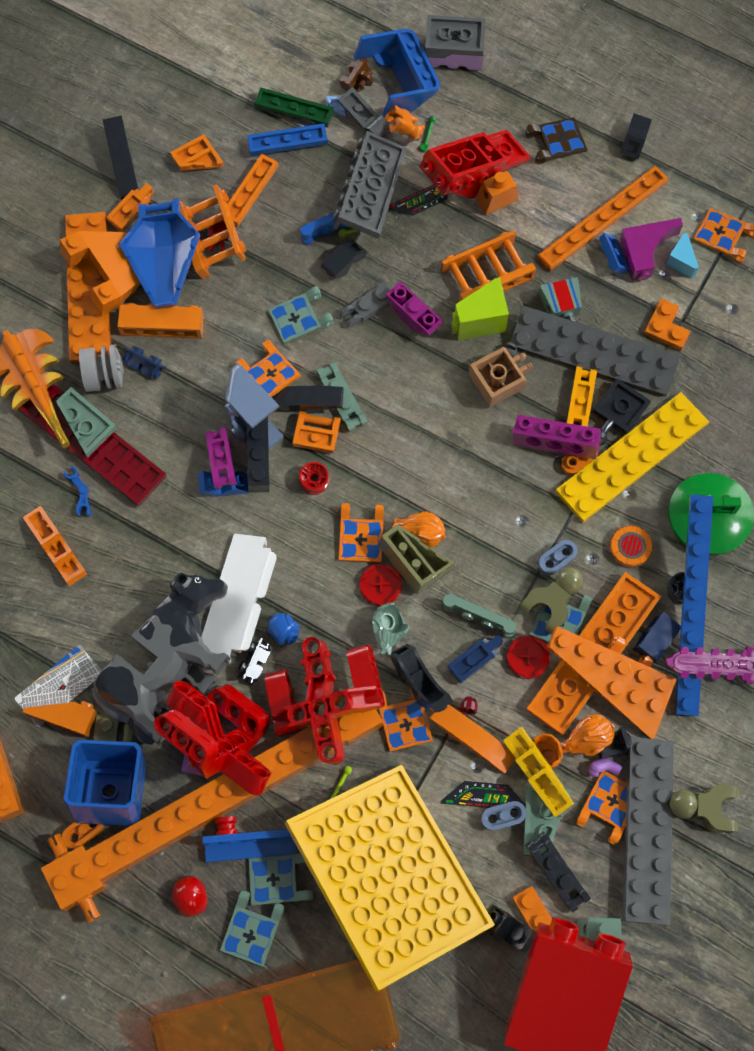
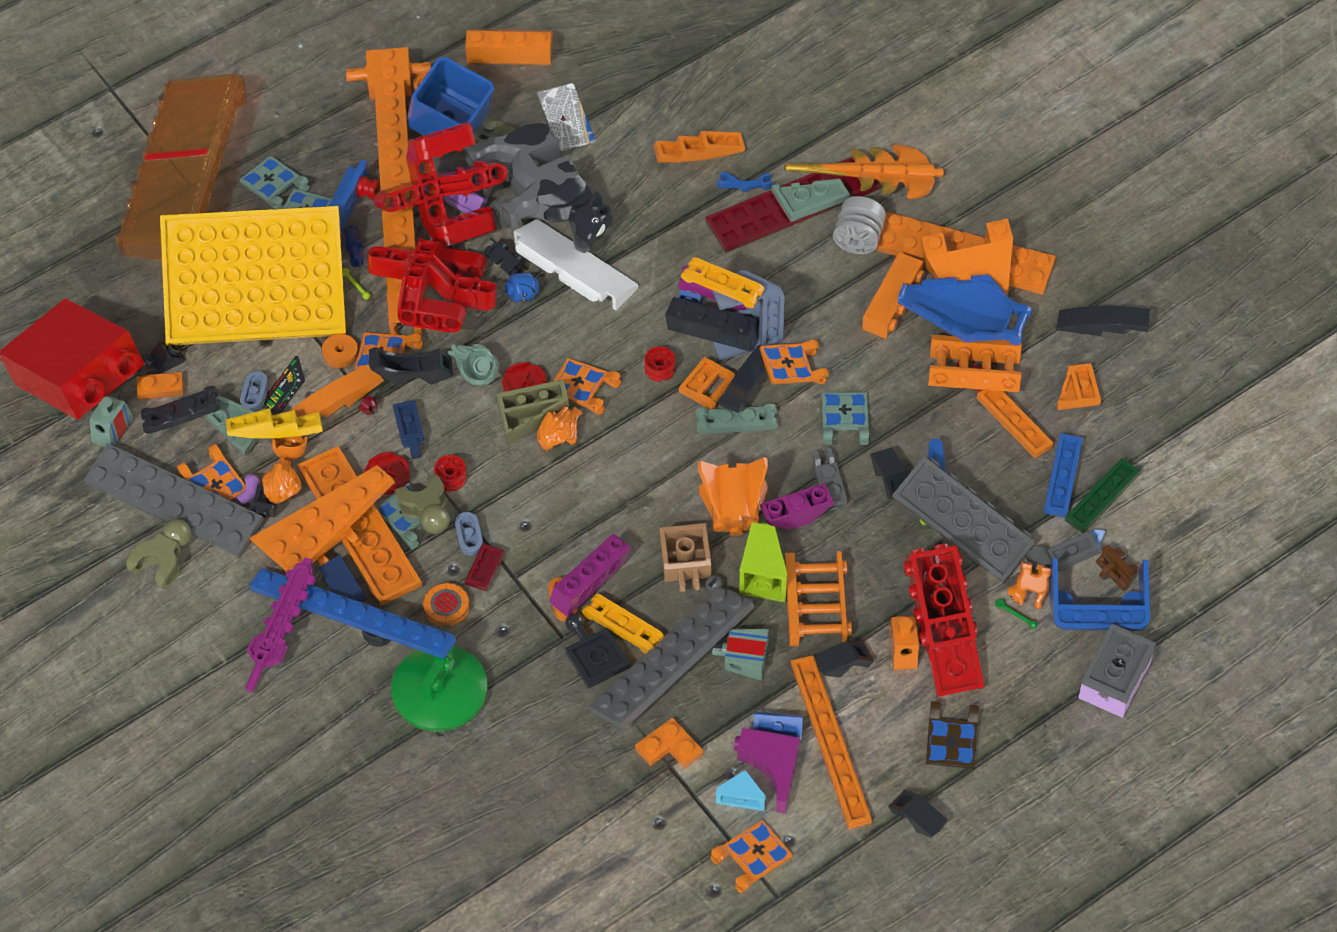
camera: 115 degrees right, 15 degrees down
(69, 716) = (532, 105): orange slope -> none
(128, 209) = (1042, 313): orange hinge -> none
(151, 364) = (857, 271): dark blue hinge -> none
(189, 896) = (327, 147): red hair -> none
(254, 409) = (722, 281): none -> light orange plate
(299, 806) = (354, 246): none -> clear blue pin
(424, 753) = (339, 359): none -> orange piece
(431, 355) = (733, 494): none -> orange brick
(471, 611) = (448, 445): sand green plate -> none
(512, 594) = (451, 464): none -> red wheel
(534, 230) = (840, 658): none -> black slope
(583, 530) = (484, 567): none -> dark red plate
(631, 457) = (539, 649): yellow plate -> none

